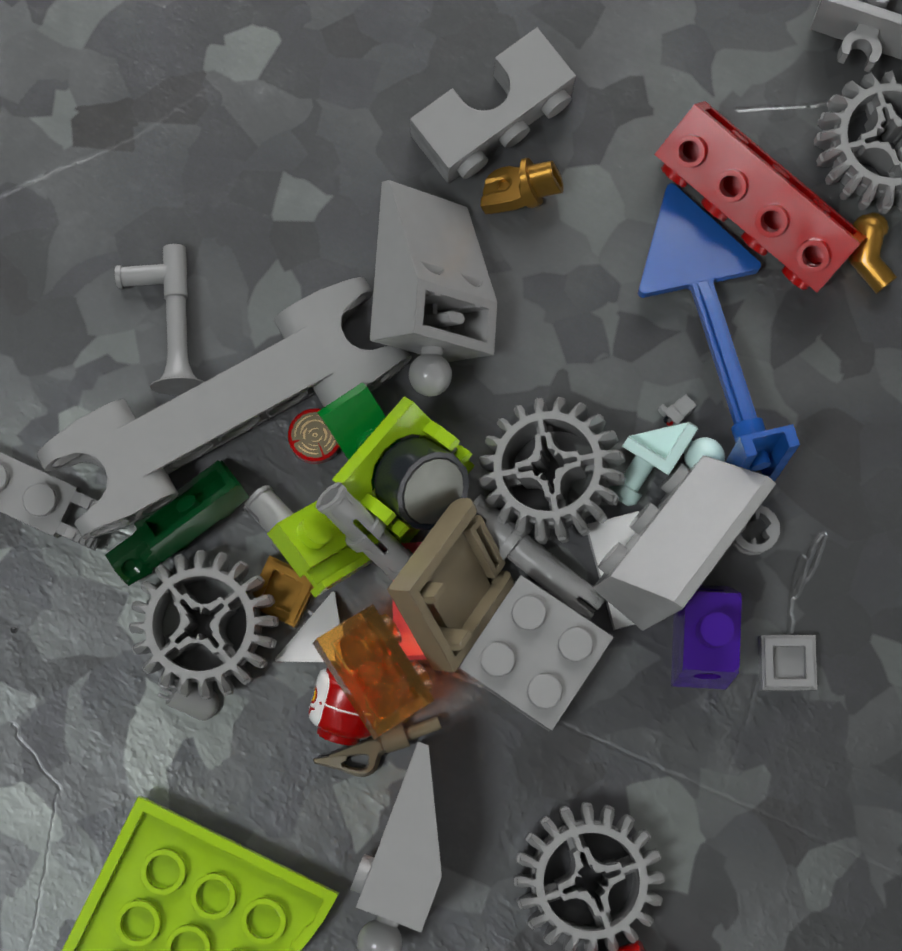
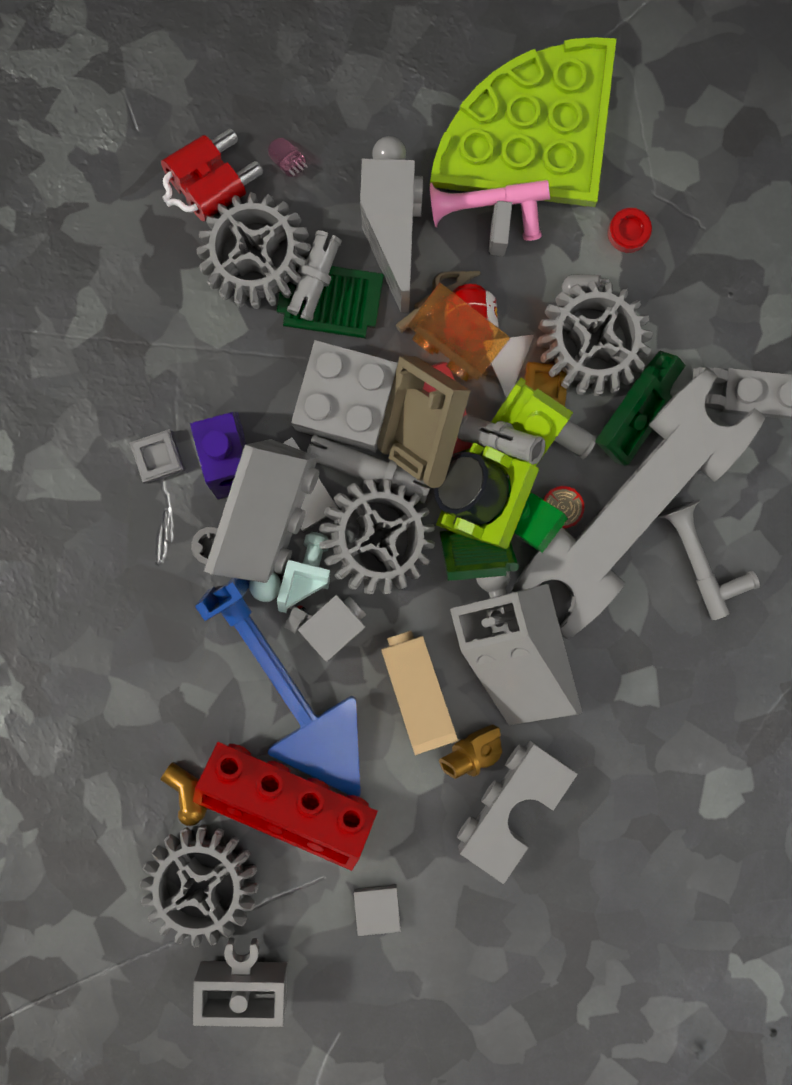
camera: 165 degrees right, 5 degrees up
(108, 751) = (629, 230): none -> red tile
(225, 834) = (524, 193): none -> bright pink piece
(270, 804) = (500, 228): none -> light grey tile
(446, 395) = (475, 559): none -> dark green window
(508, 787) = (343, 307): none -> dark green window
(523, 821) = (314, 275): none -> light grey pin
(563, 269) = (418, 693): none -> tan slope
(637, 383) = (333, 626): none -> light grey brick
(689, 52) = (377, 910): none -> light grey tile

